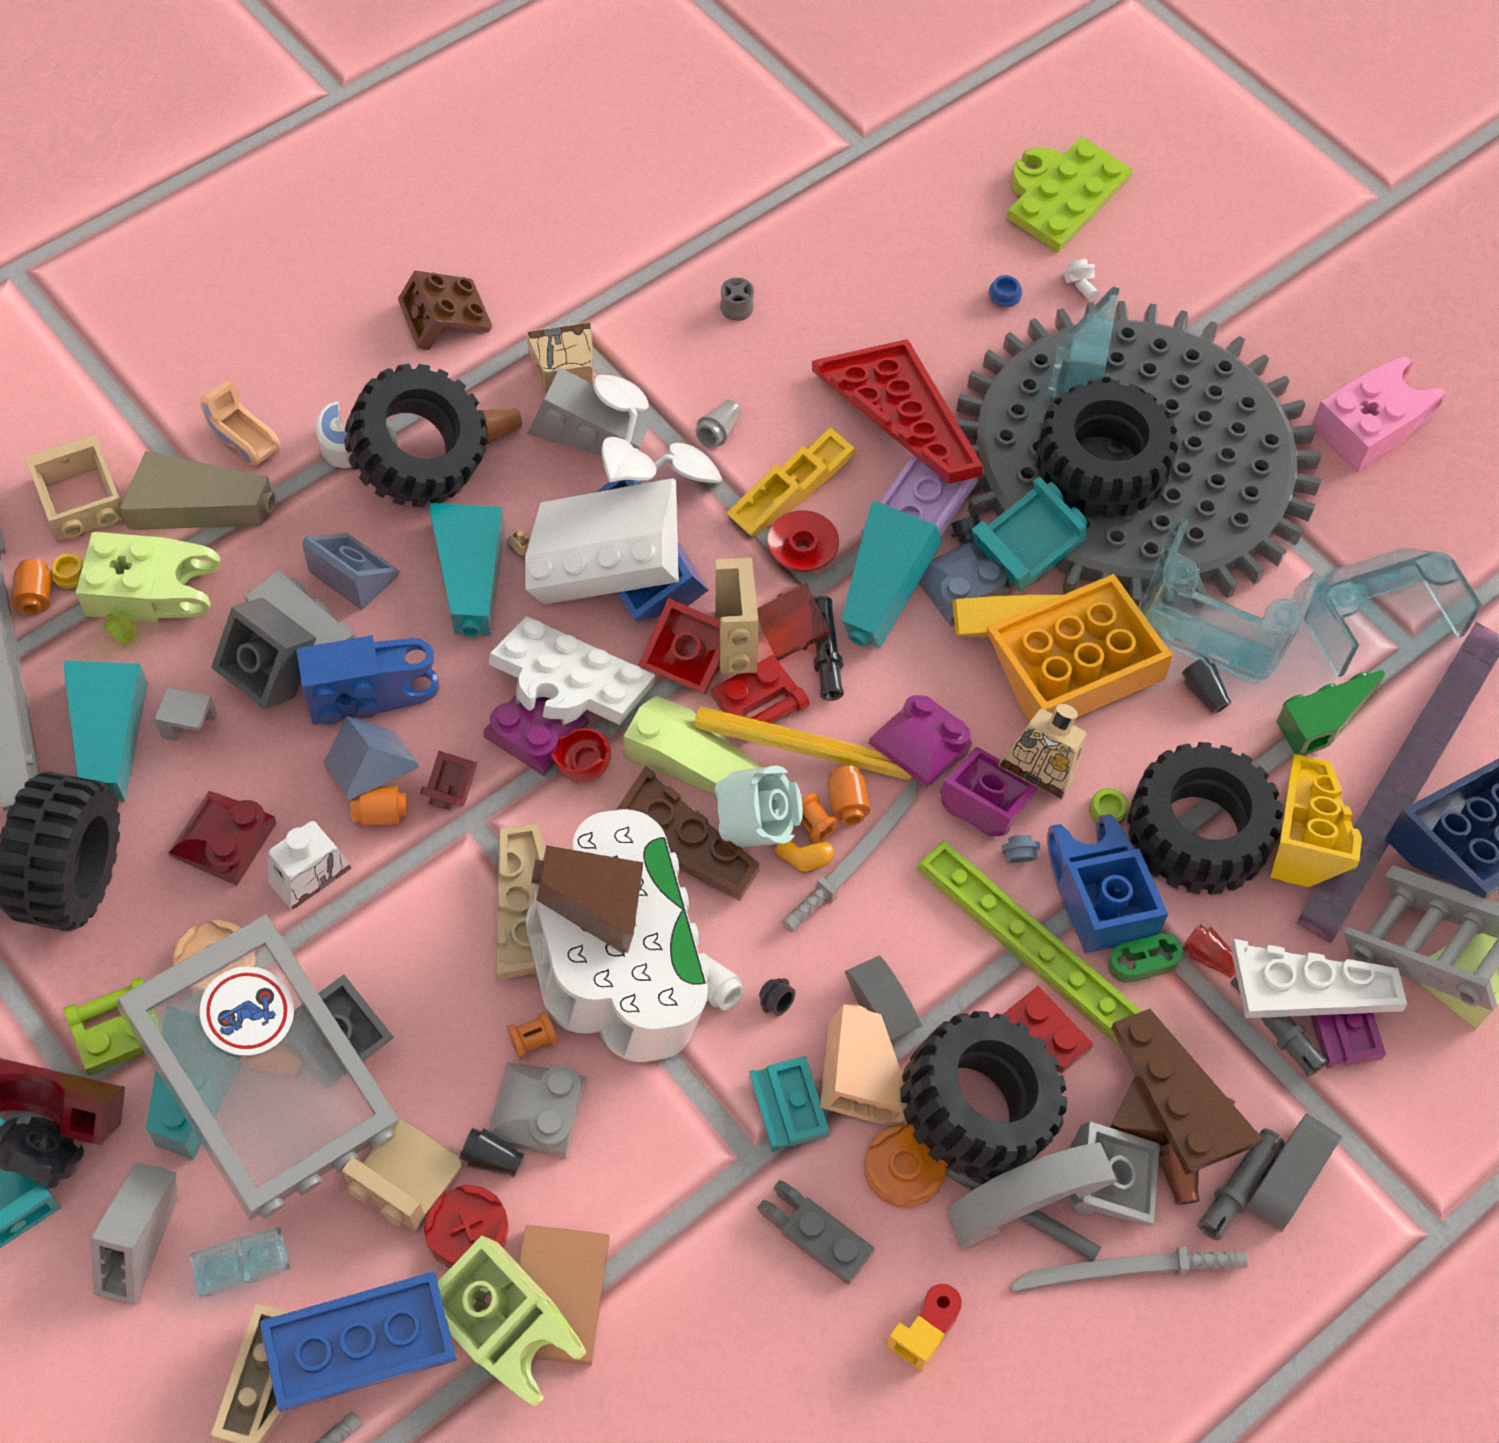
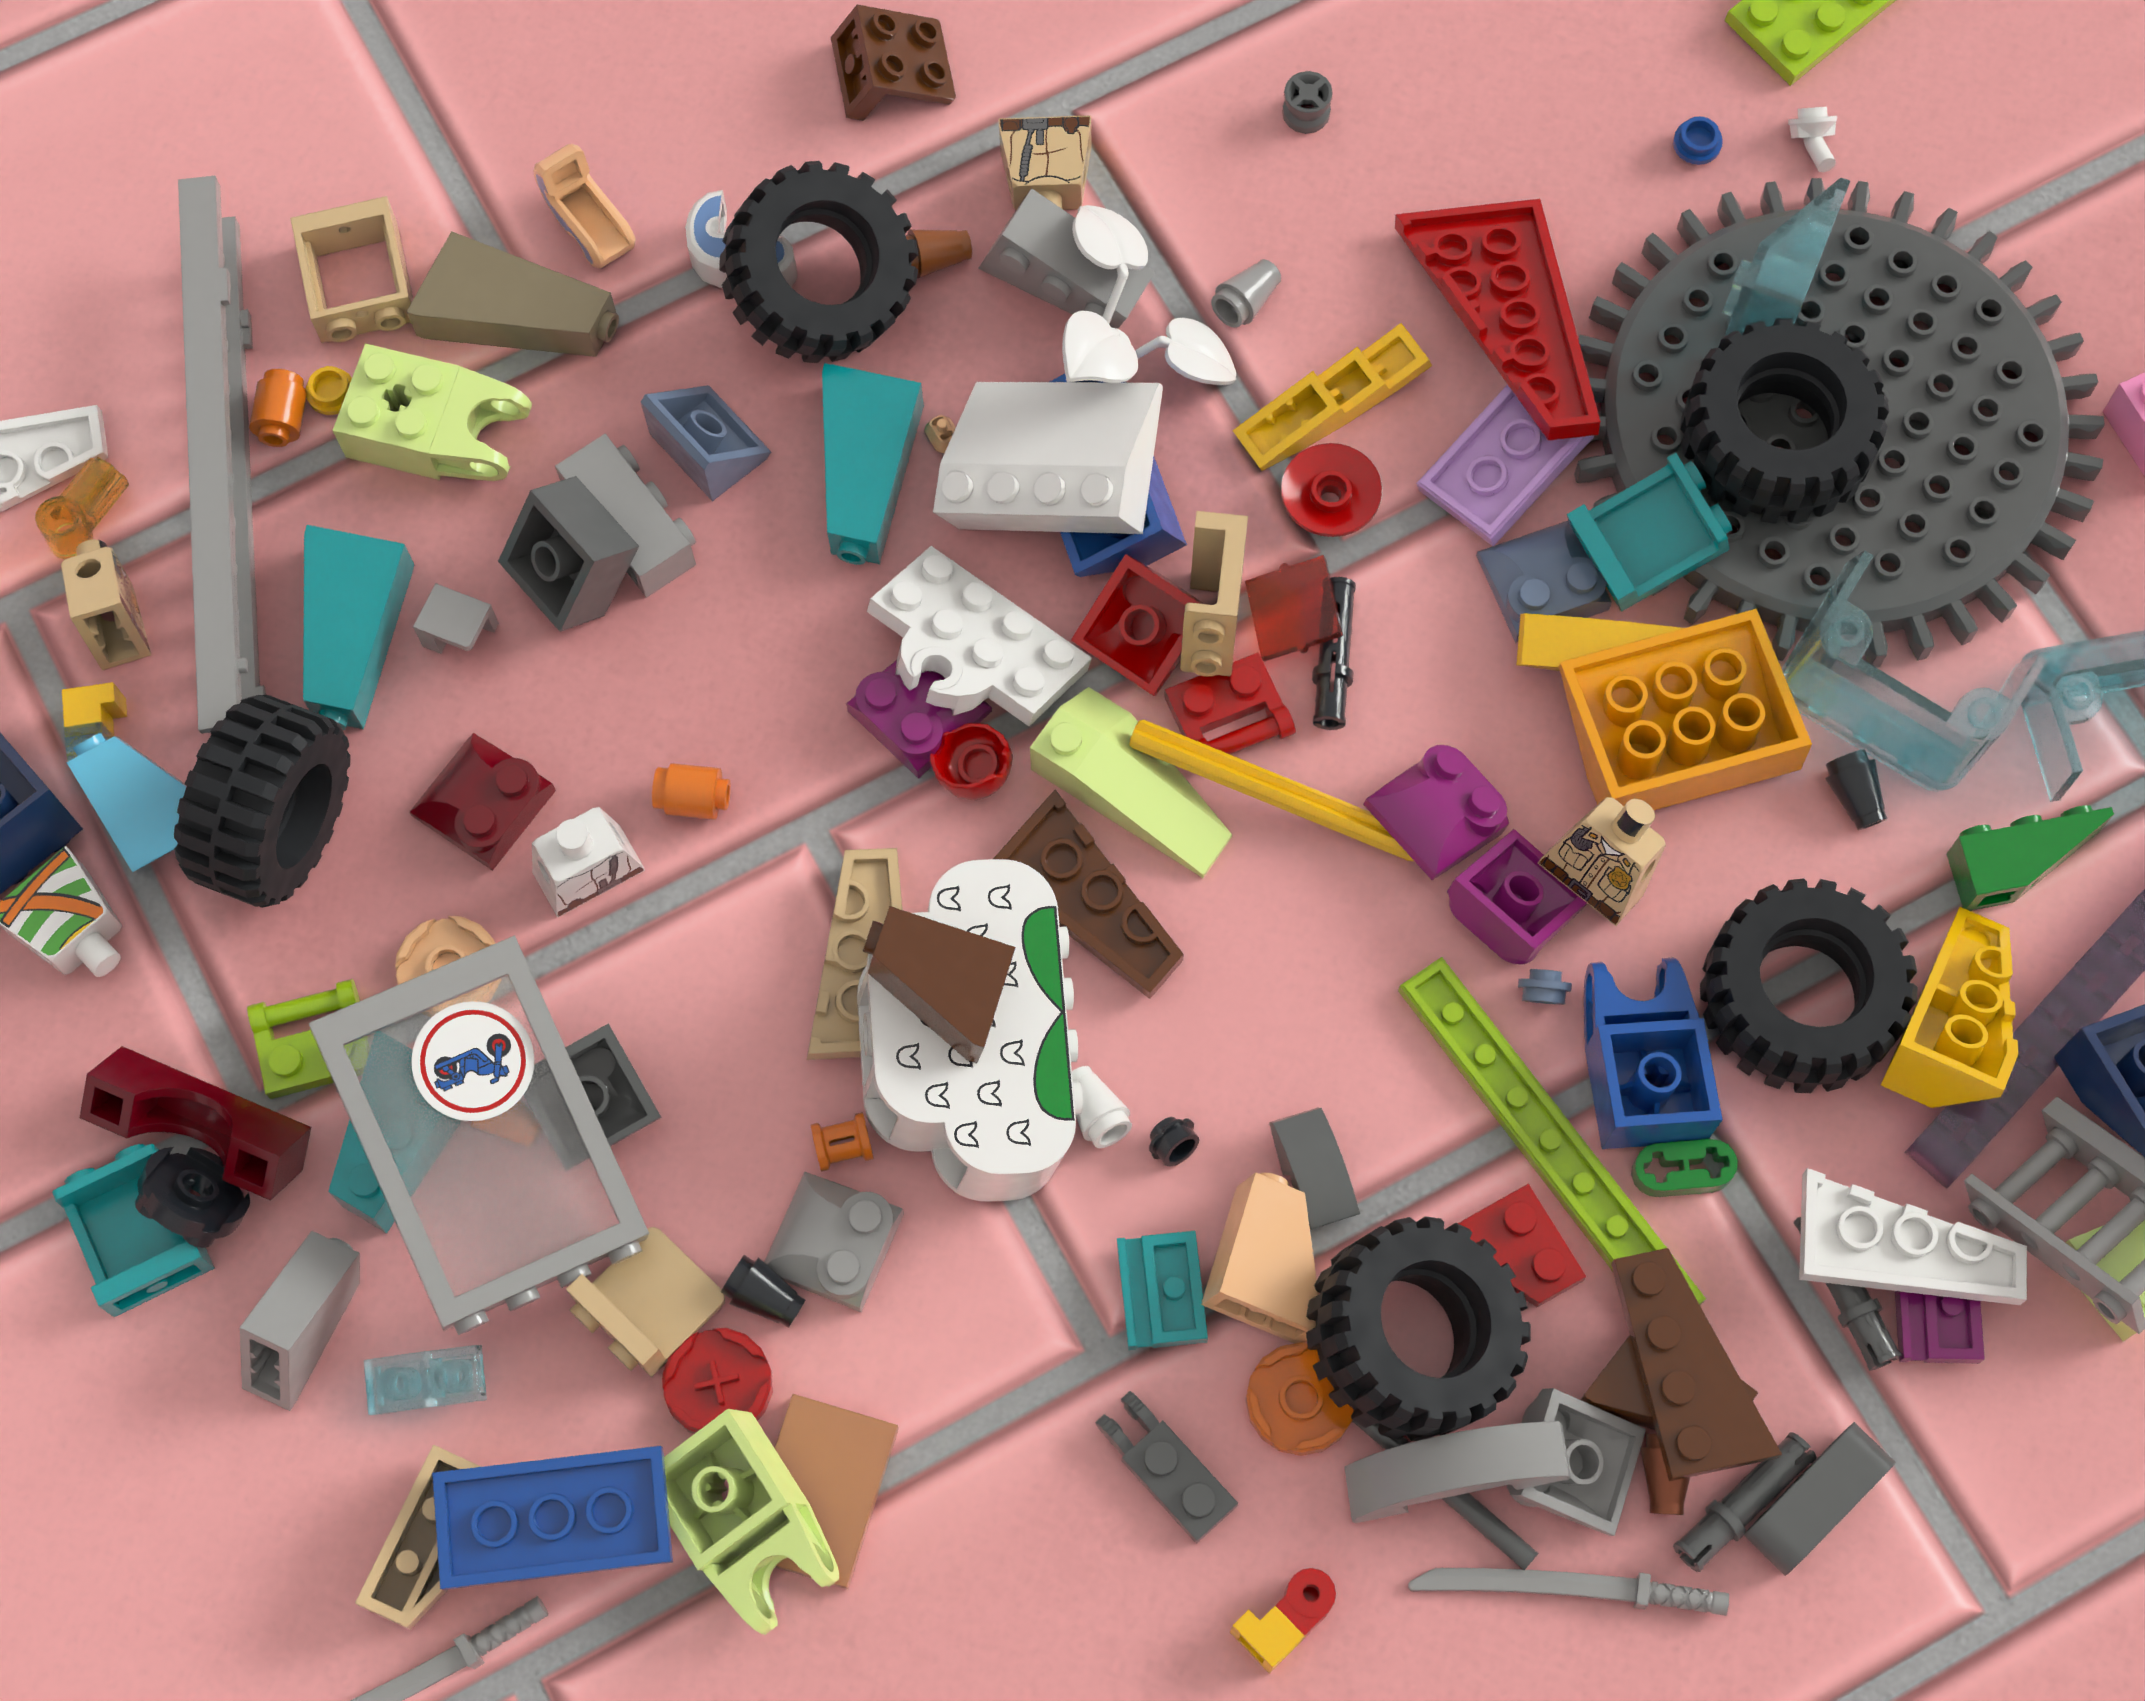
camera: 15 degrees right, 10 degrees up
(121, 628) = (388, 484): clear neon green plate -> none
(363, 677) = (694, 608): blue brick -> none
(366, 757) = (685, 722): sand blue slope -> none
(449, 780) = (789, 770): dark red bracket -> none
(758, 807) = (1193, 877): light aqua brick -> none
(807, 857) = (1249, 953): light orange arm -> none
(816, 819) = (1270, 899): orange bush -> none
(828, 887) = (1271, 999): light grey sword -> none
(848, 795) = (1322, 874): orange brick -> none
(886, 572) = (1437, 557): teal slope -> none
(964, 527) = (1564, 500): black plate -> none
(1109, 802) = (1682, 940): lime tile -> none
(1210, 949) = (1774, 1171): clear red cone -> none

